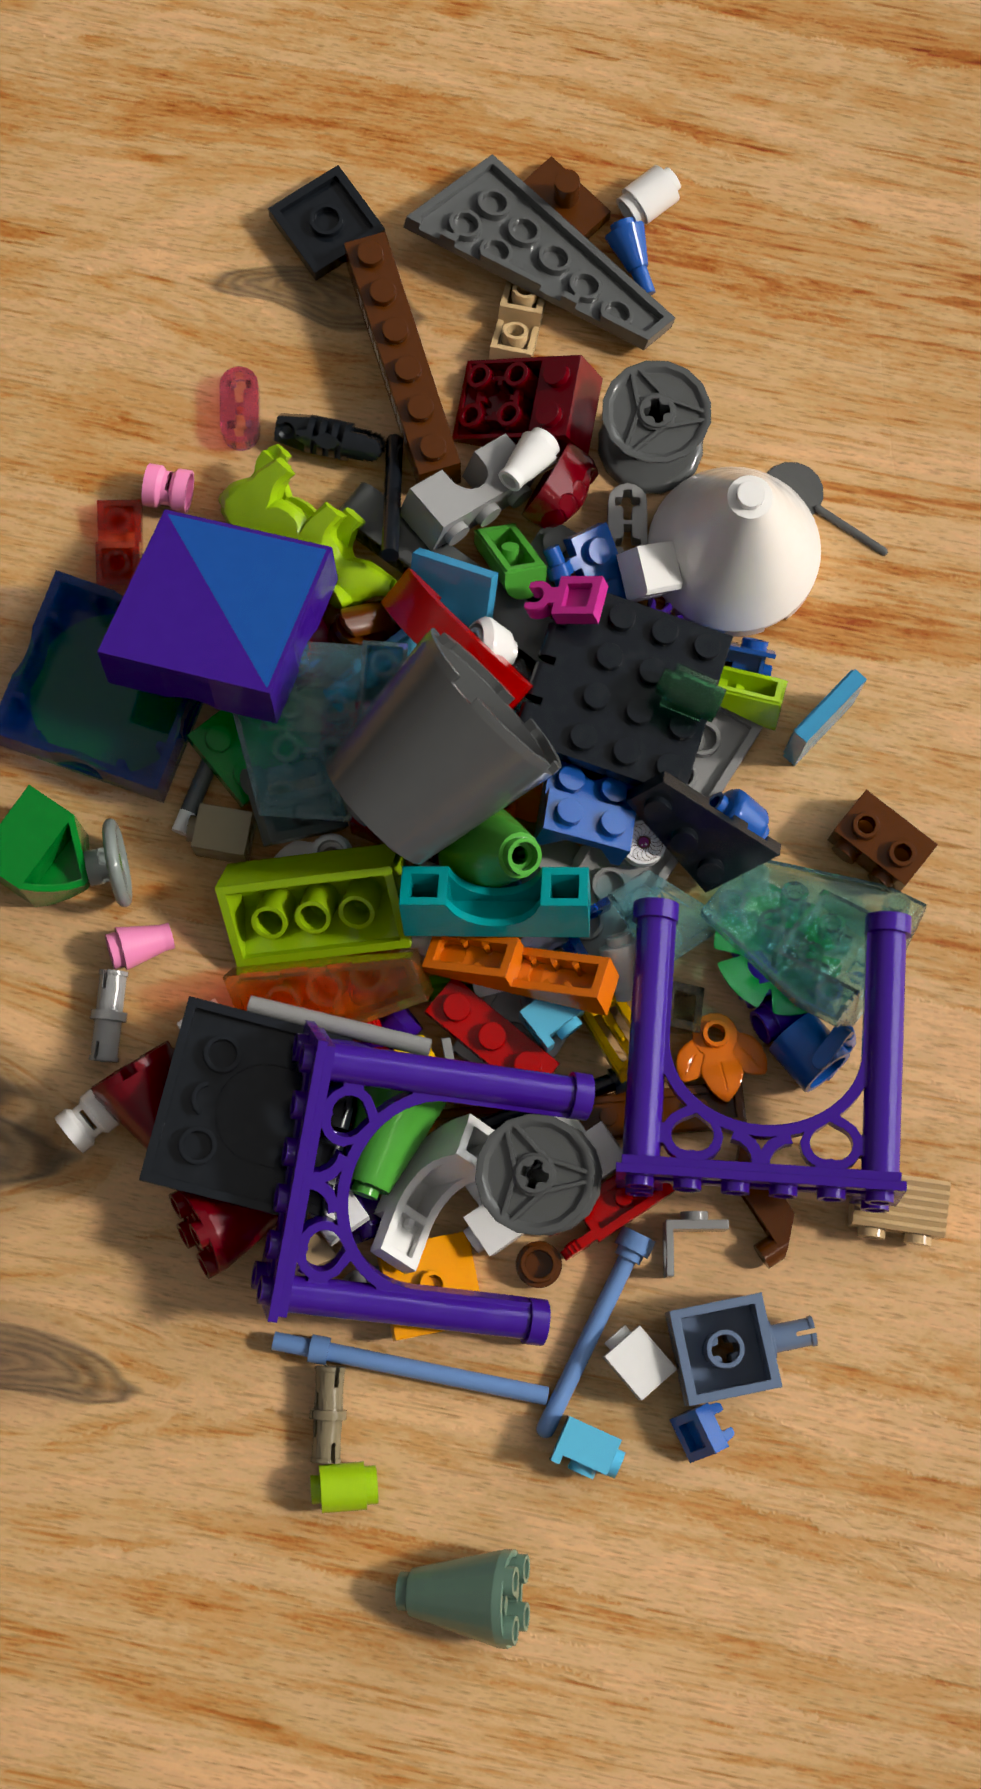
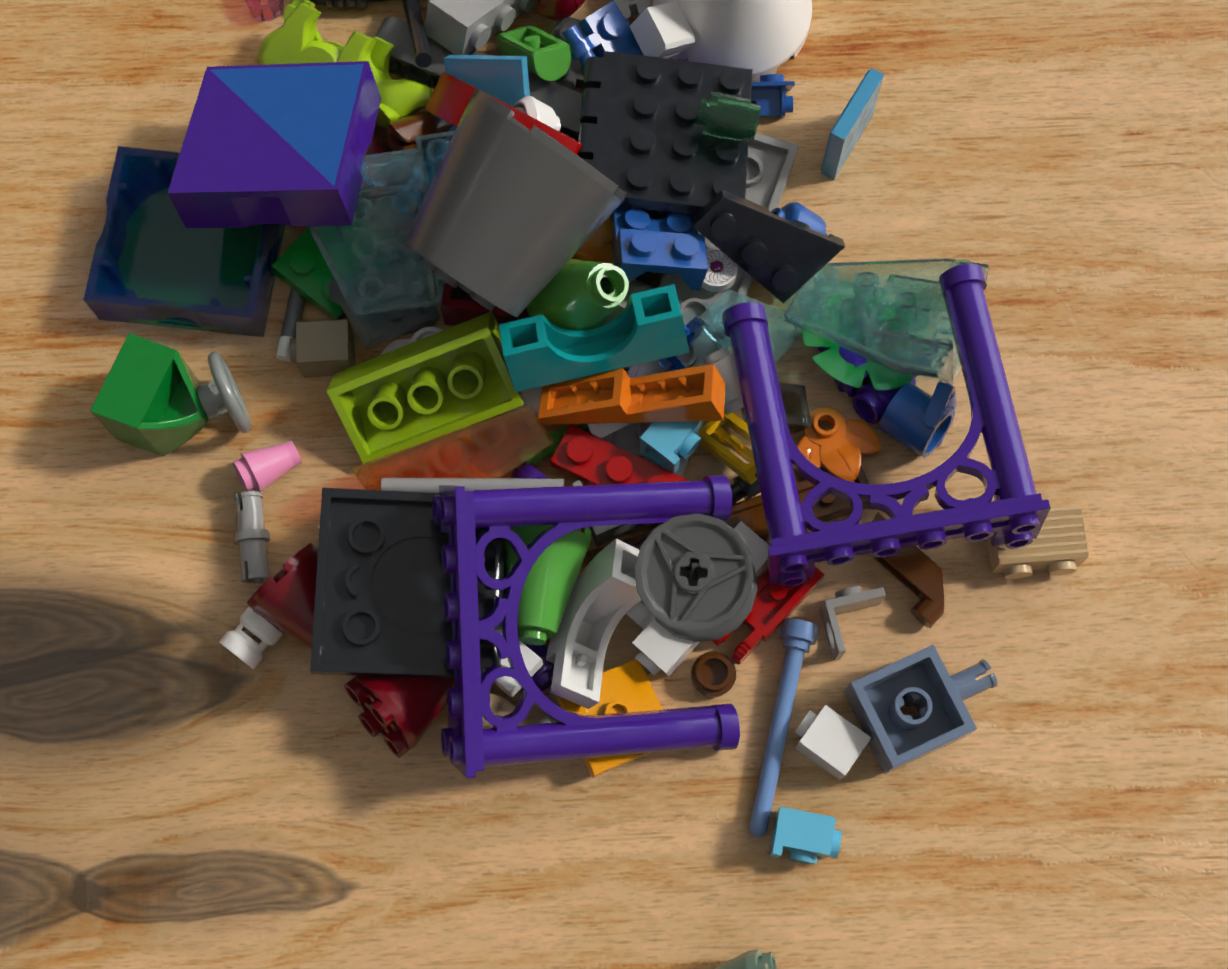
camera: 10 degrees left, 5 degrees down
(119, 541) = (172, 110): clear red slope -> none
(167, 488) = (199, 57): bright pink wheel -> none
(320, 1350) = (525, 803): medium blue bar -> none
(328, 1414) = (545, 863): dark tan pin -> none
(344, 1487) = (578, 929): lime brick -> none
(572, 602) = (600, 63): dark pink plate -> none
(700, 1431) = (907, 794): blue tile -> none
(753, 695) = (785, 123): lime slope -> none
(881, 842) = (931, 222): reddish brown brick -> none

